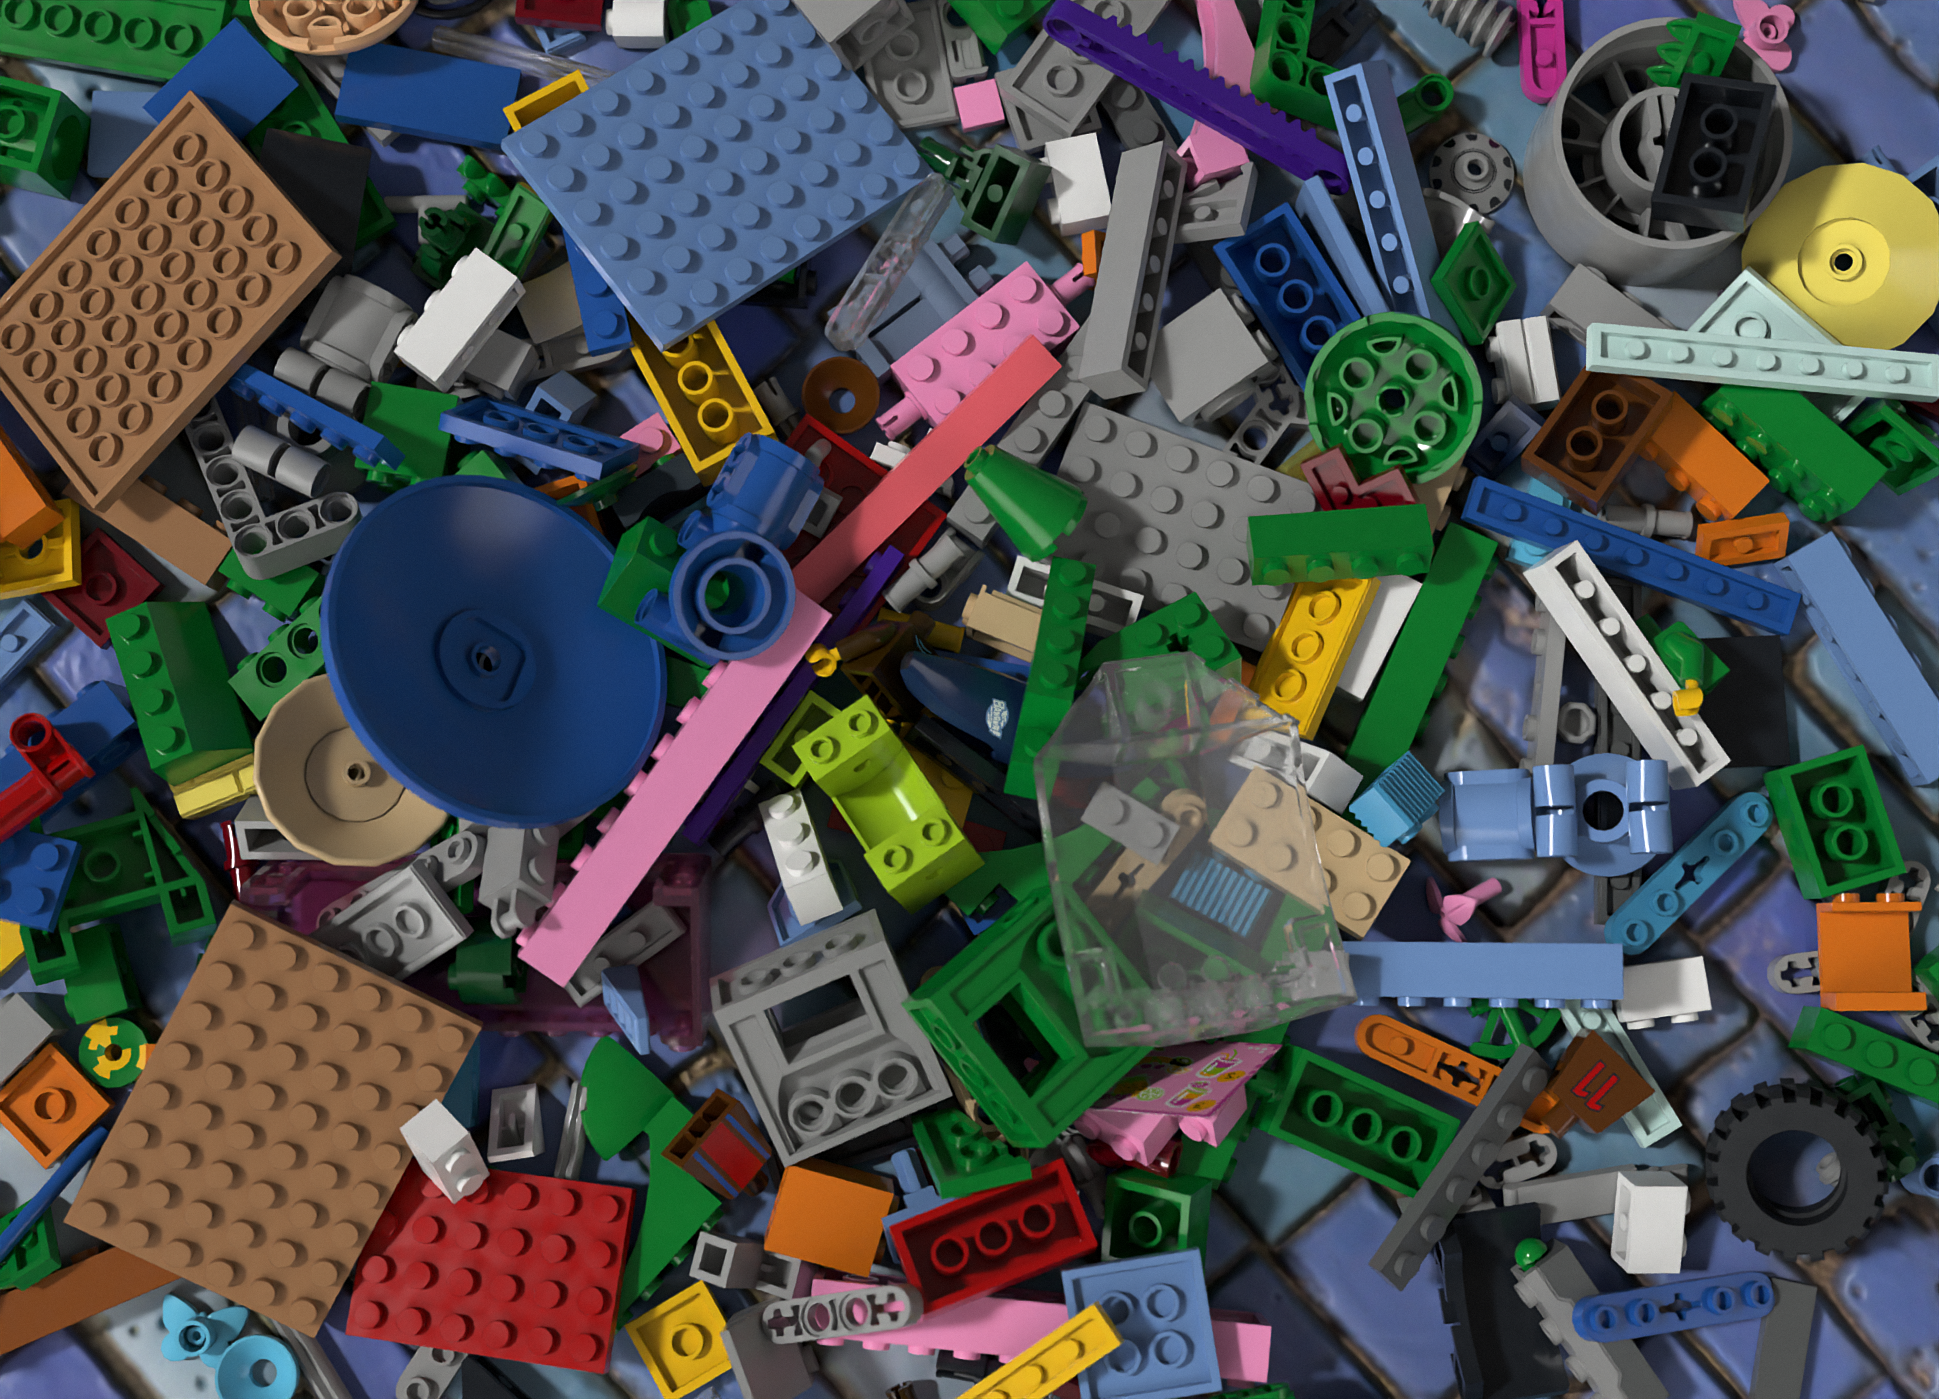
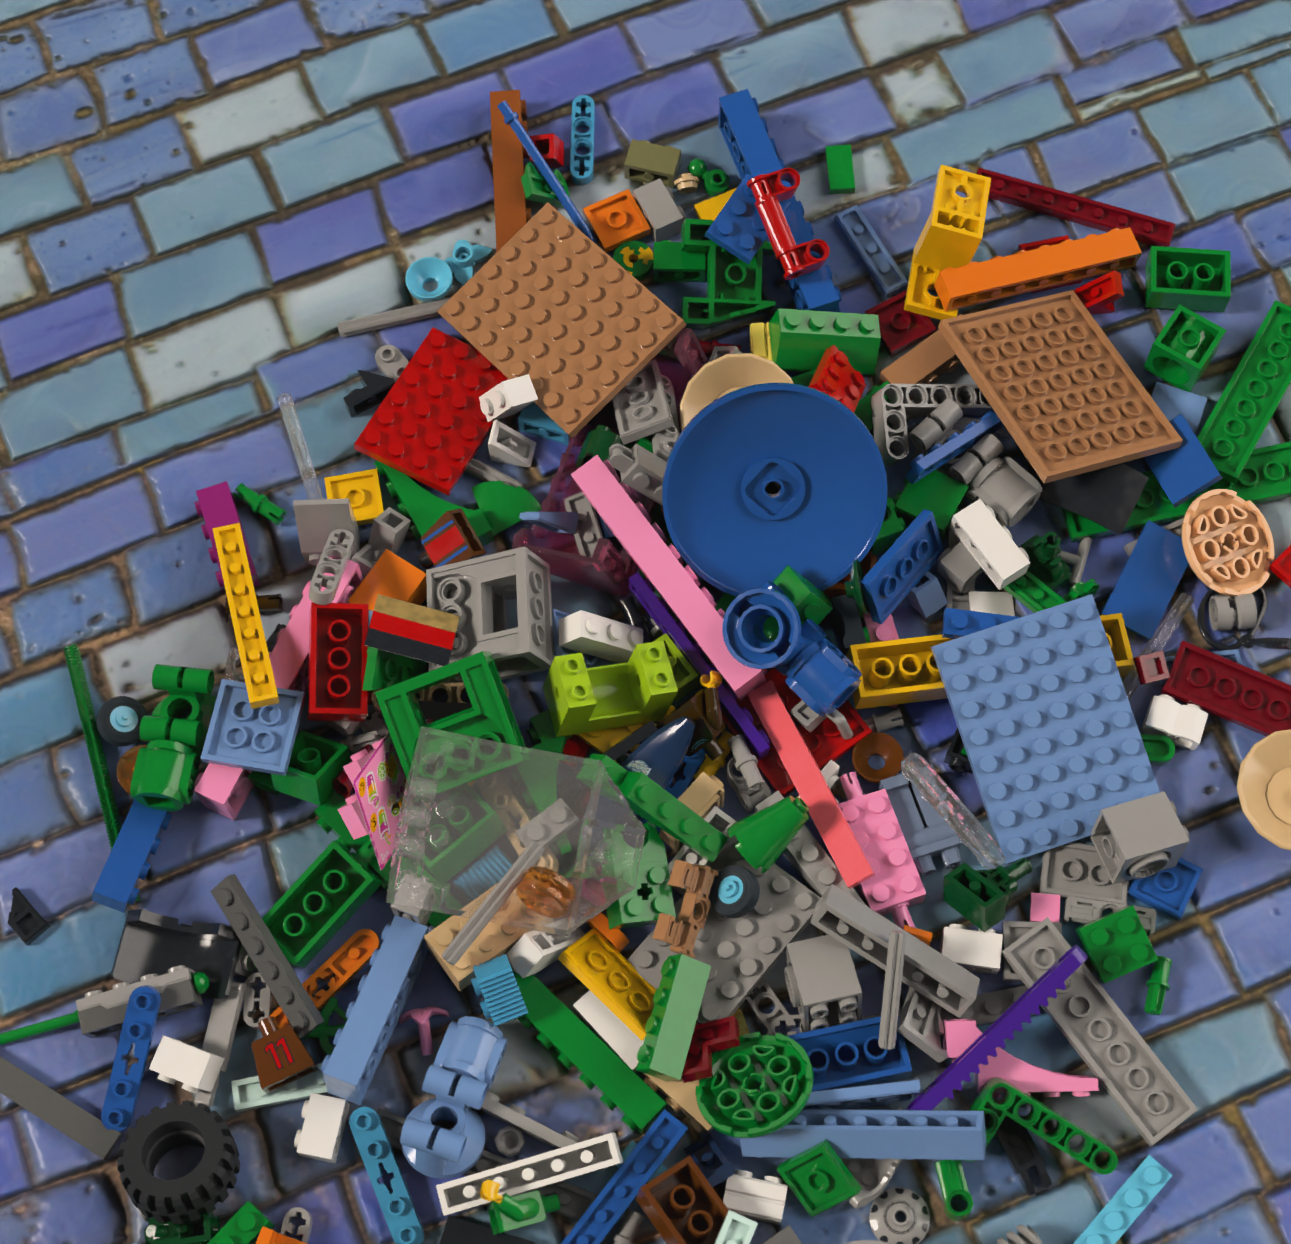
camera: 110 degrees right, 15 degrees down
(256, 636) = (838, 378): none -> red plate
(574, 46) = (1151, 667): none -> tile
(910, 1138) = (412, 630): none -> sticker
(1122, 525) = (734, 891): none -> black wheel
(1140, 581) = (685, 931): none -> medium nougat piece
(1197, 250) = (892, 990): none -> light grey axle
(1252, 775) = (545, 892): none -> clear orange head
(1292, 846) = (492, 903): none -> light grey axle

